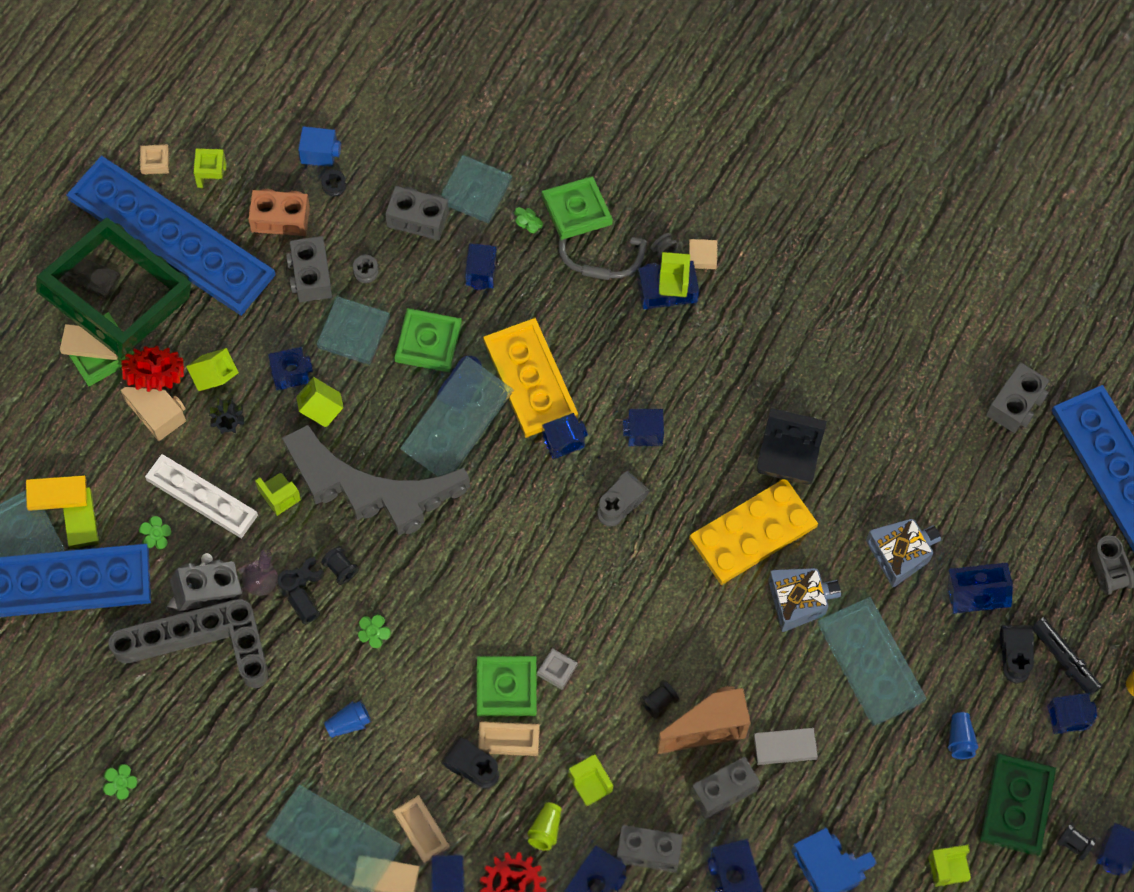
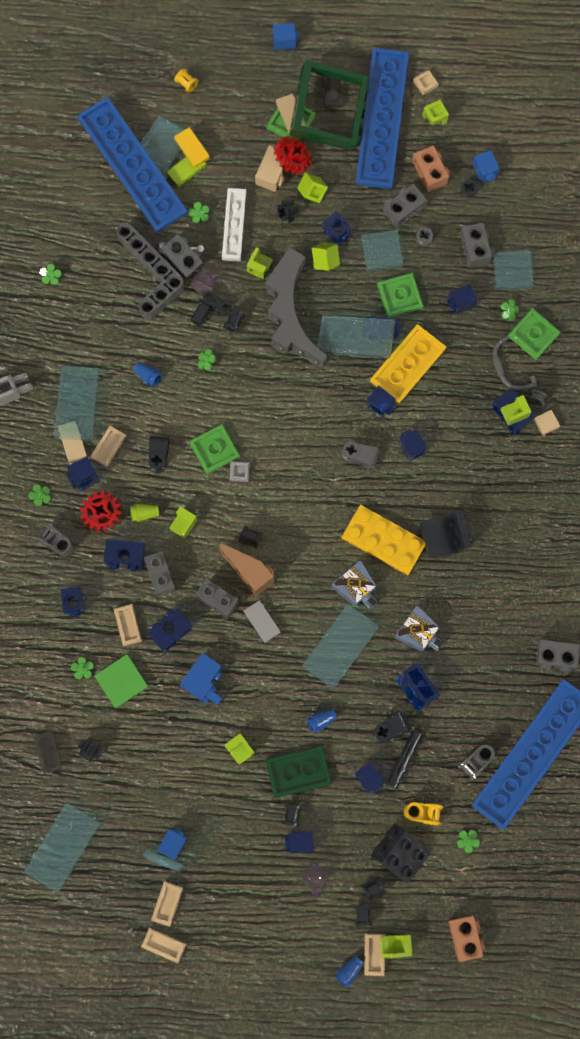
camera: 65 degrees right, 10 degrees up
(509, 738) = (184, 466): tan tile -> none

